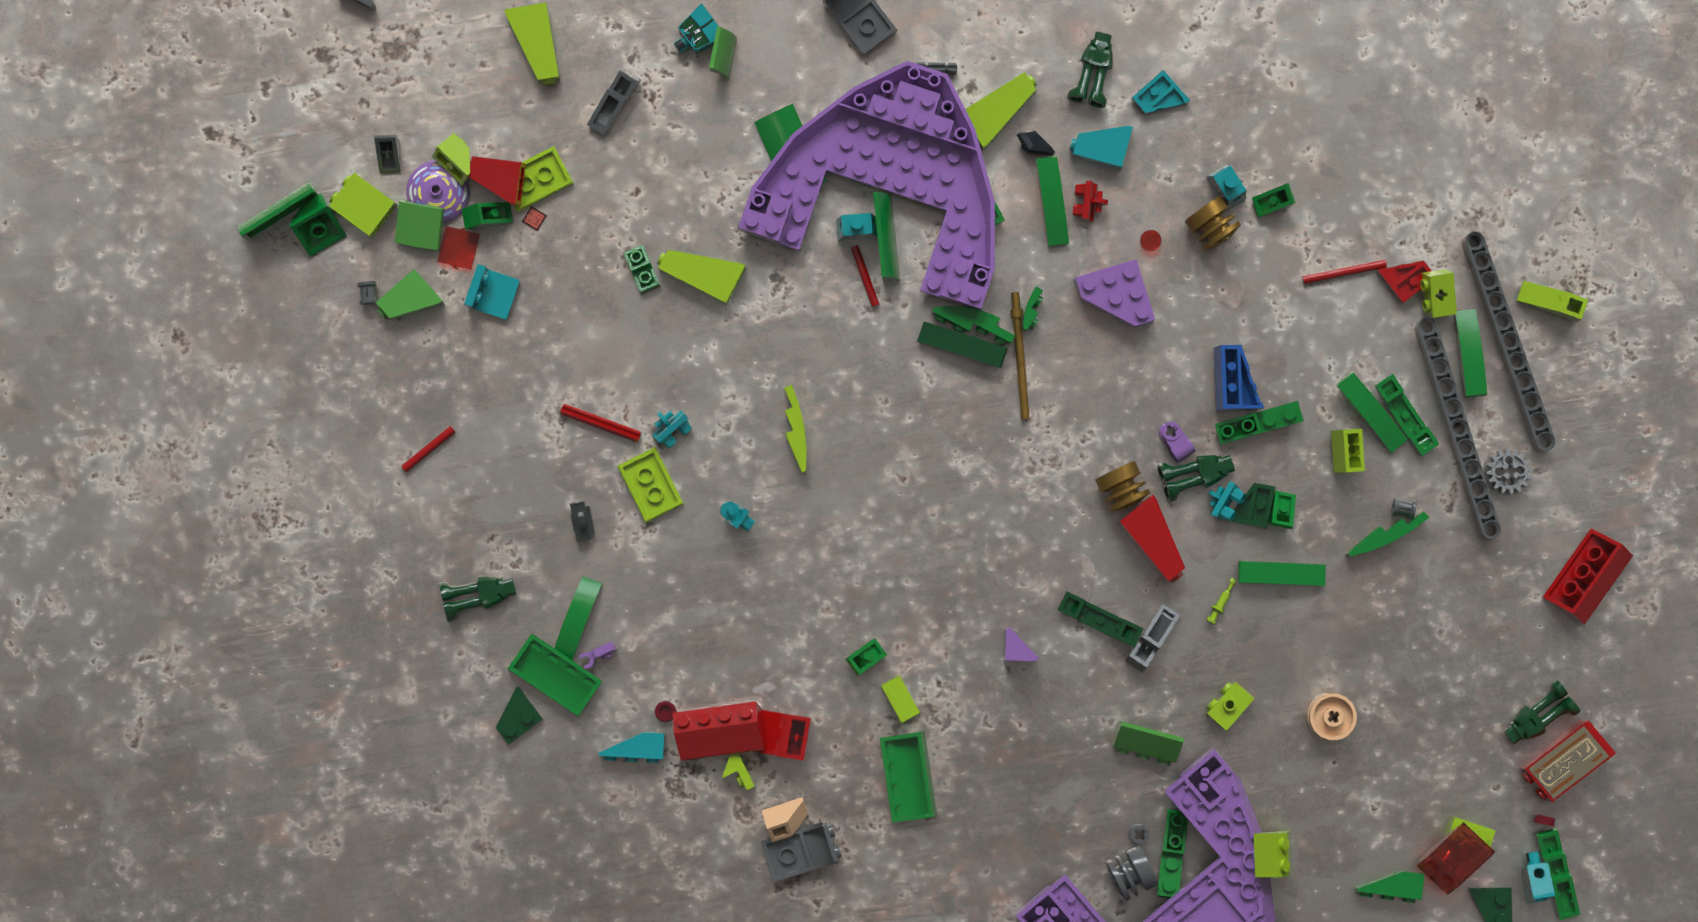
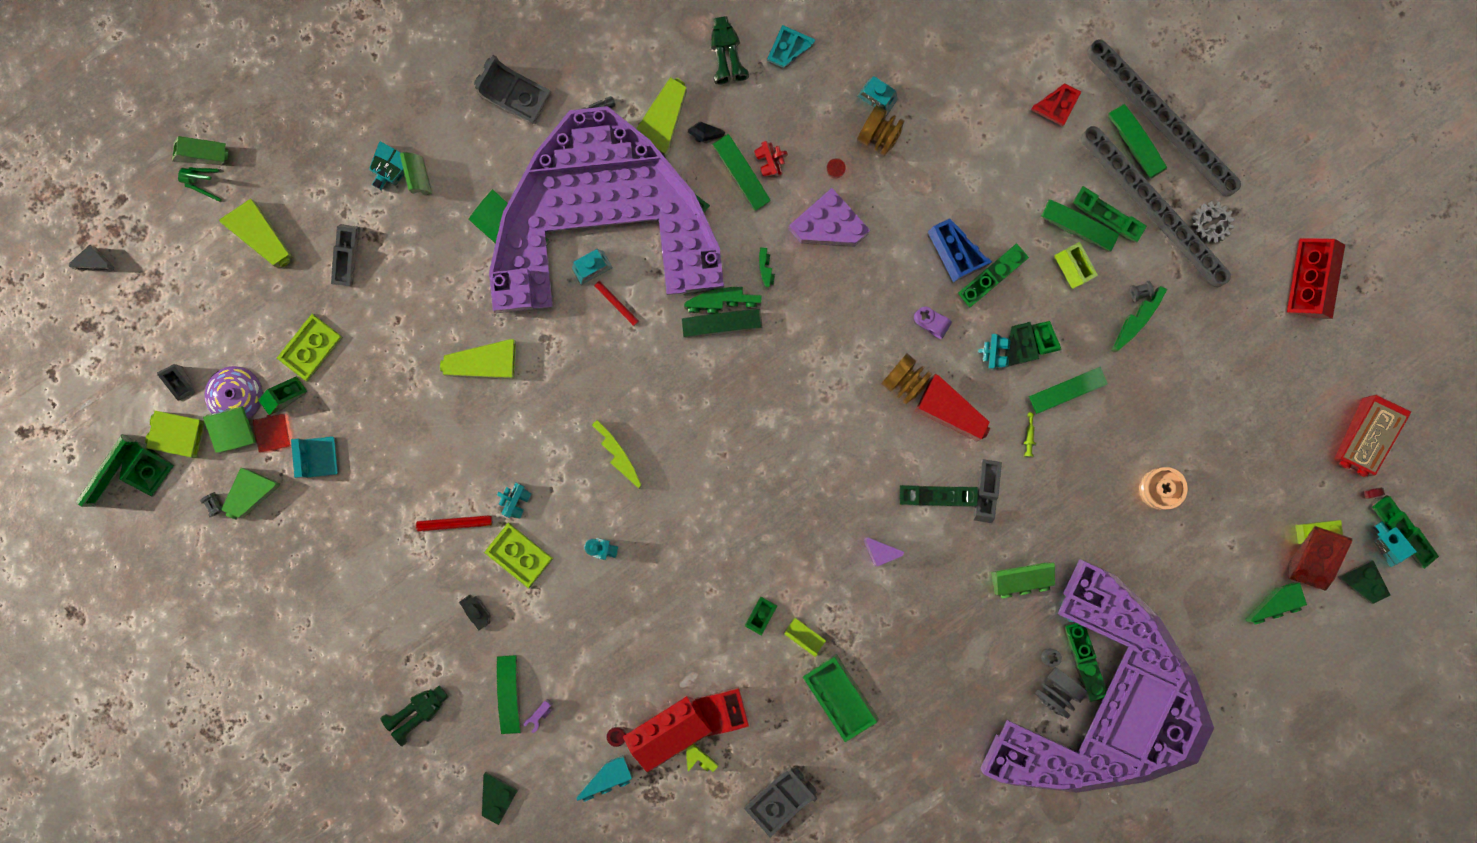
camera: 25 degrees left, 0 degrees up
(428, 449) = (321, 610): red bar -> none
(454, 158) = (232, 360): lime slope -> none
(500, 177) = (277, 358): red slope -> none
(534, 218) = (323, 380): clear red sticker -> none
(554, 675) = (511, 749): green slope -> none
(642, 269) = (430, 381): green slope -> none
(784, 818) = (755, 781): light nougat slope -> none
(886, 236) = (619, 263): green slope -> none
(1017, 315) = (755, 277): pearl gold bar -> none
(1103, 146) = (762, 109): teal slope -> none
(1209, 470) = (969, 331): dark green piece -> none
(1229, 705) = (1075, 517): lime brick -> none
(1272, 854) = (1170, 625): lime slope -> none
(1274, 200) = (921, 89): green slope -> none
(1344, 271) = (1005, 121): red bar -> none
(1442, 285) = (1090, 103): lime brick -> none
(1528, 723) = (1324, 420): dark green piece -> none
(1553, 301) = (1184, 68): lime slope -> none

